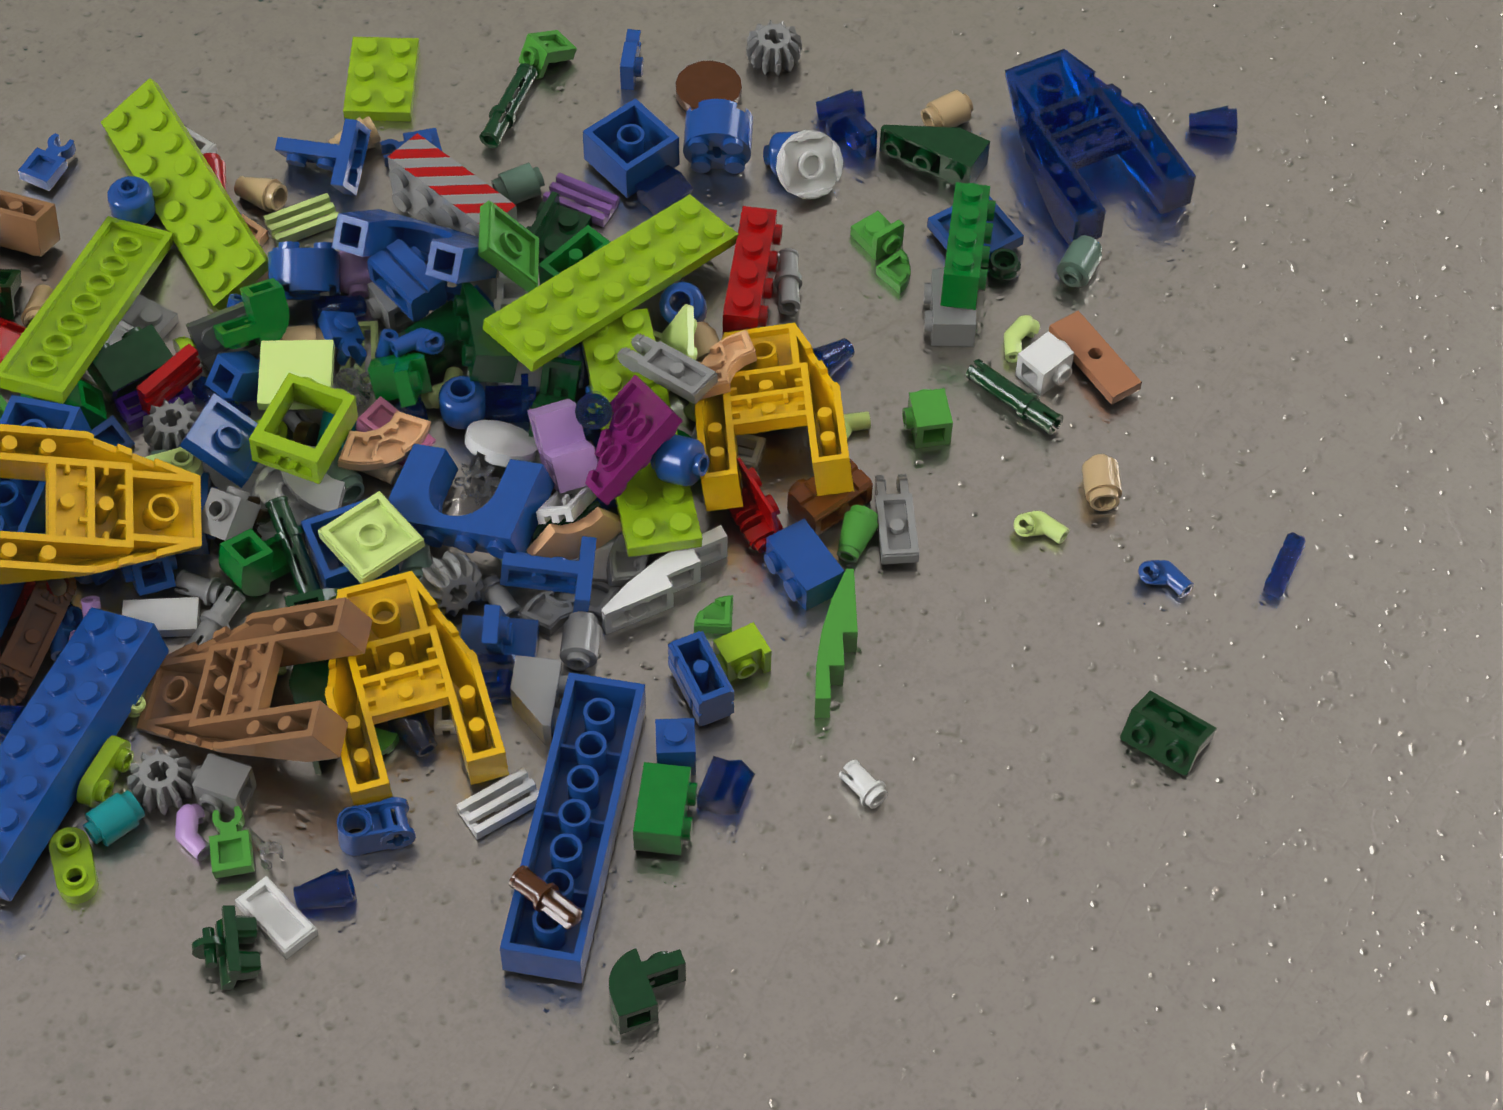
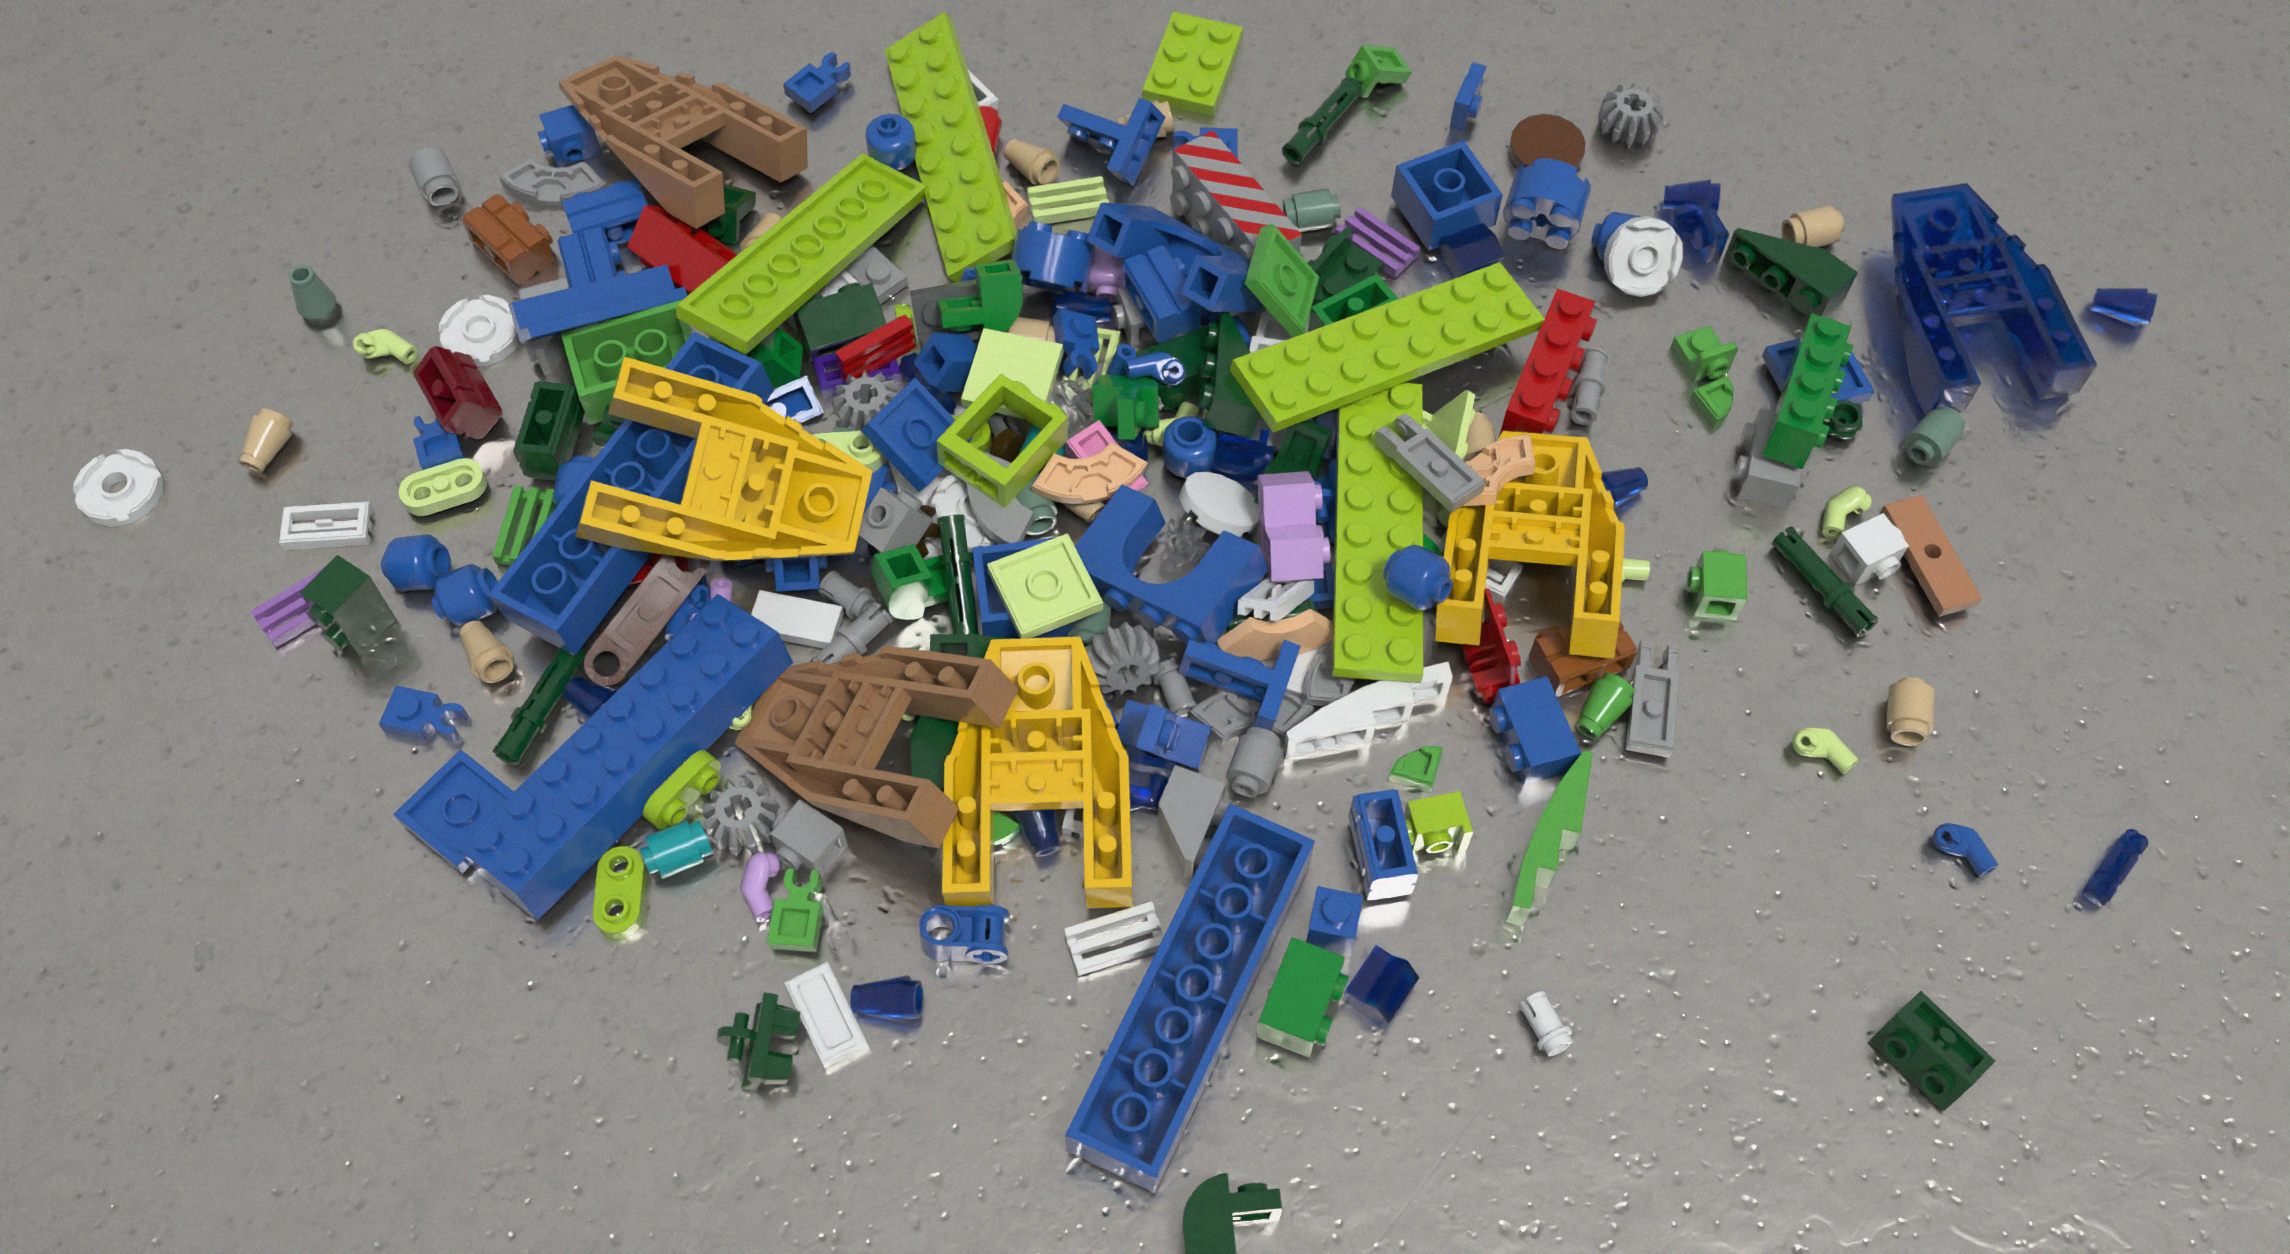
camera: 15 degrees right, 5 degrees up
(545, 897) = (1134, 1087): reddish brown axle -> none
(590, 417) = (1332, 502): clear blue cone -> none
(635, 433) = (1371, 537): magenta plate -> none
(677, 296) = (1460, 376): blue head -> none

